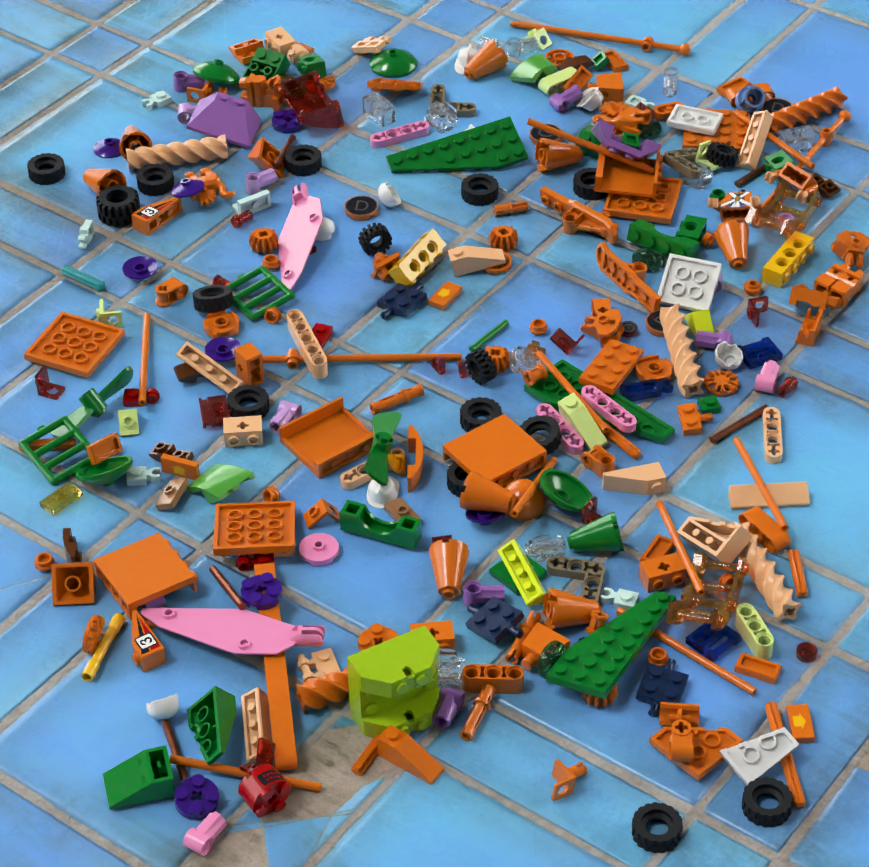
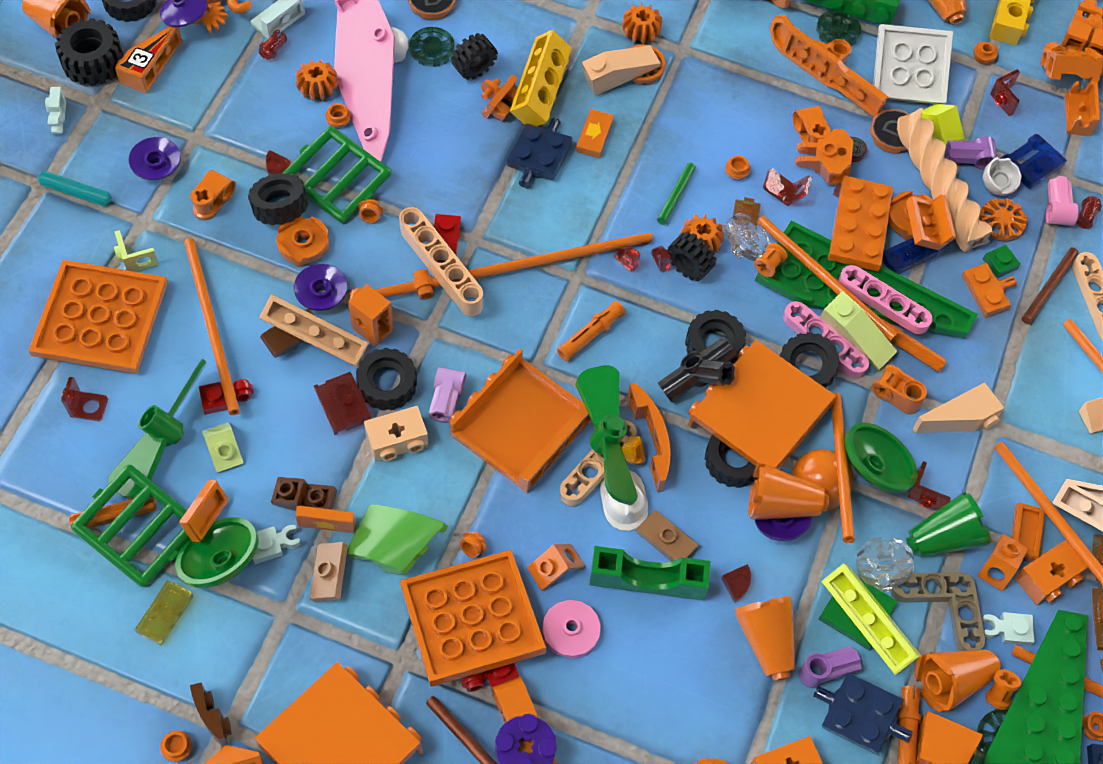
camera: 20 degrees left, 20 degrees up
(348, 235) = (431, 46): none -> clear green wheel
(458, 425) = (701, 369): none -> black piece
(630, 557) = (1006, 557): none -> orange bracket
(658, 370) = (930, 222): none -> orange bracket

